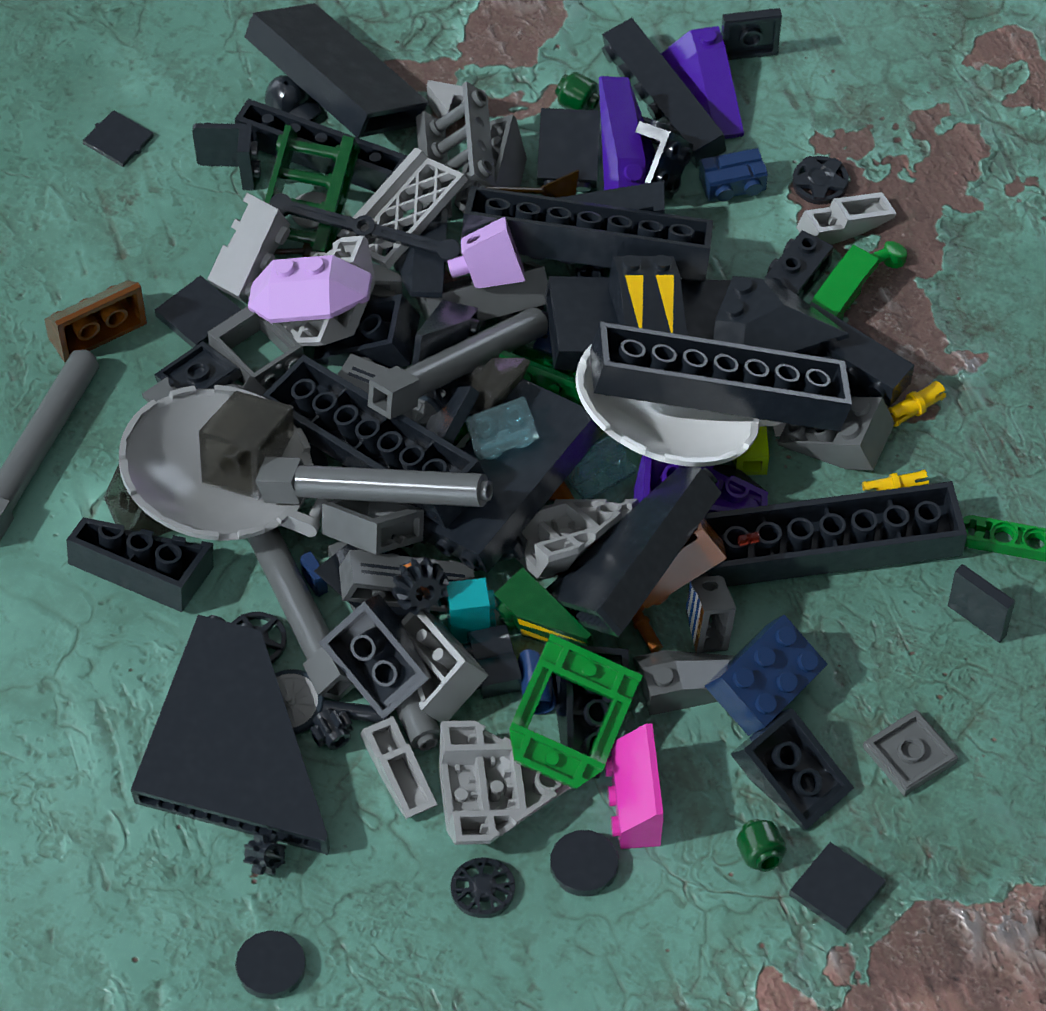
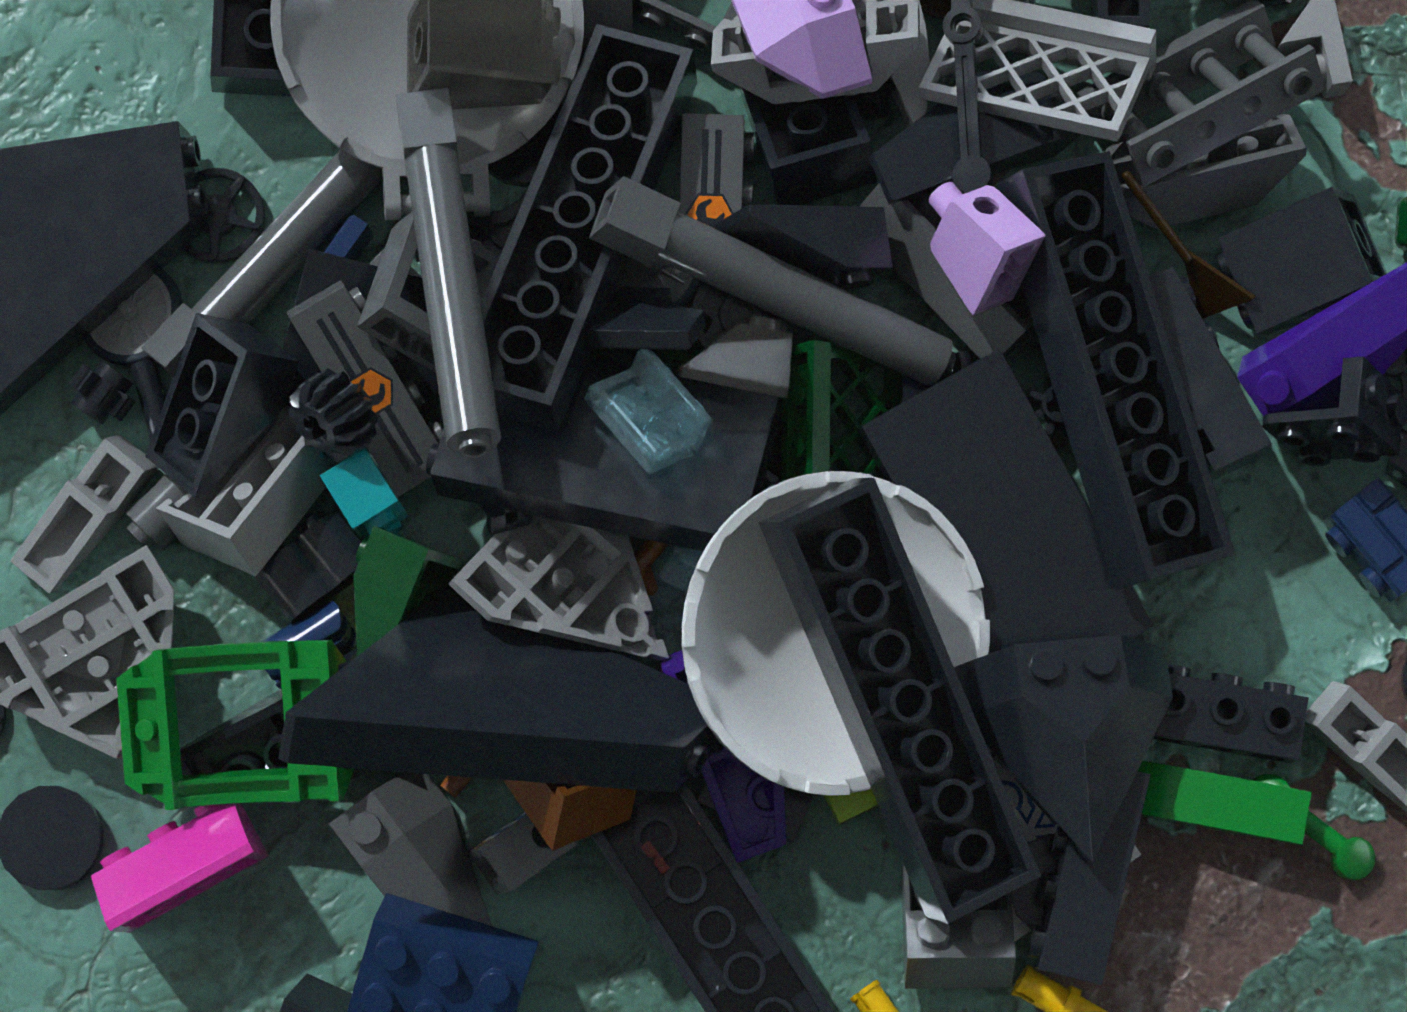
camera: 70 degrees right, 25 degrees up
(648, 293) = (1009, 525): black slope -> none

